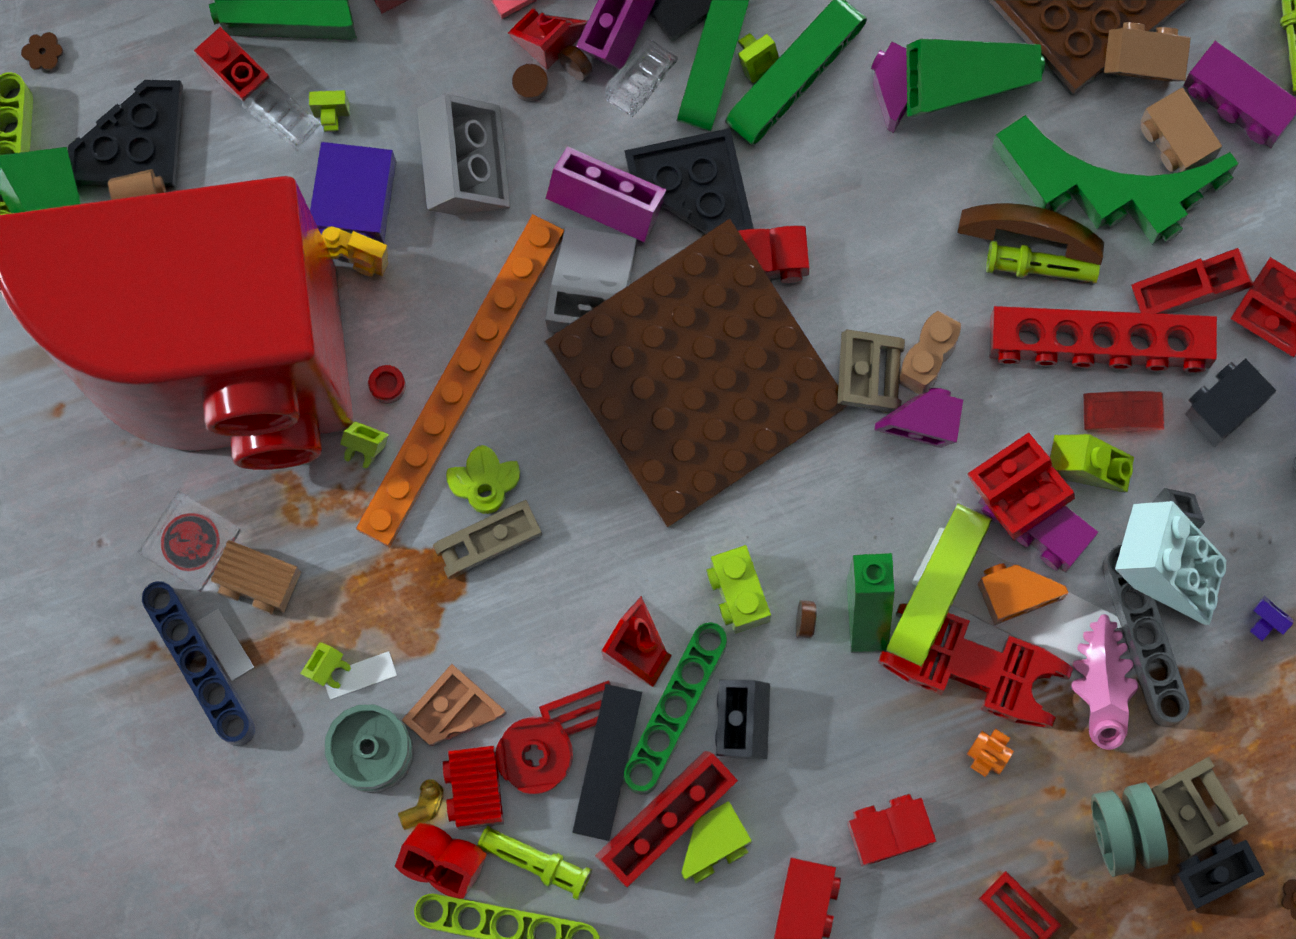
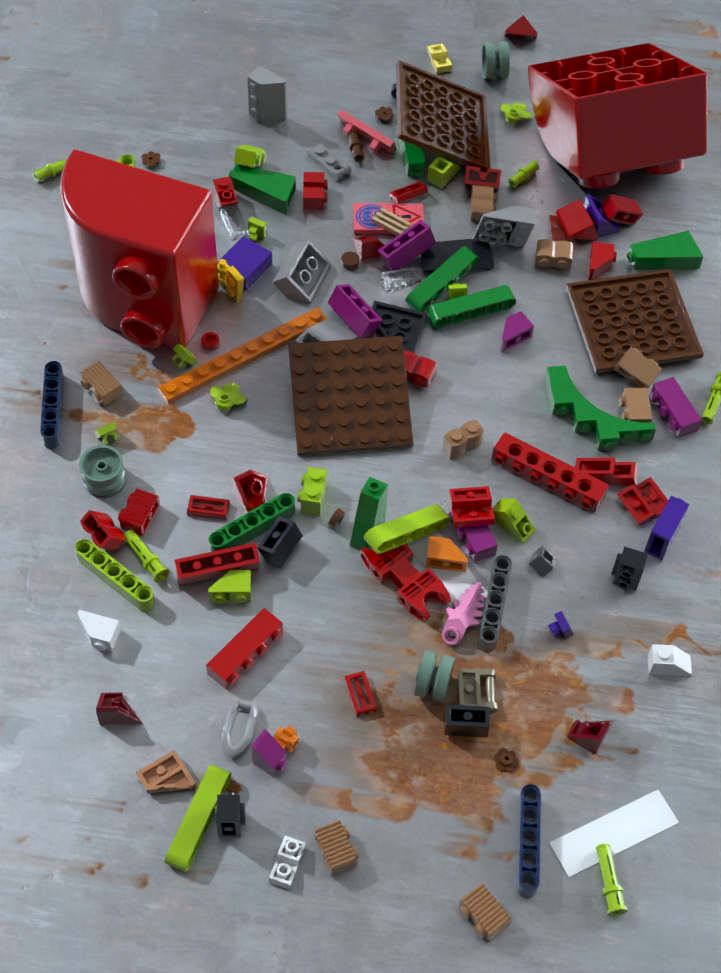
camera: 20 degrees right, 20 degrees down
(188, 541) = (80, 357): clear tile -> none
(225, 644) = (70, 406): white sticker -> none
(362, 675) = (124, 446): white sticker -> none
(427, 805) = (114, 509): clear yellow arm -> none
(451, 708) = (150, 476): nougat wing -> none
(488, 538) = (213, 418): dark tan plate -> none
(521, 772) = (179, 520): red plate -> none
(575, 62) = (374, 260): reddish brown tile -> none
(607, 762) = (199, 536): black tile -> none
(861, 370) = (426, 430): dark tan plate -> none
(891, 830) = (319, 625): red brick -> none
(926, 418) = (443, 462): magenta slope -> none
(964, 71) = (549, 337): green slope -> none
(990, 752) = (388, 614): orange gear -> none
(1022, 266) = (531, 426): lime pin -> none
(1035, 222) = (560, 428): reddish brown slope -> none
(1123, 411) = (543, 506): clear red slope -> none
(1171, 560) = (526, 572): light aqua slope -> none
(1230, 401) = (595, 524): black brick -> none

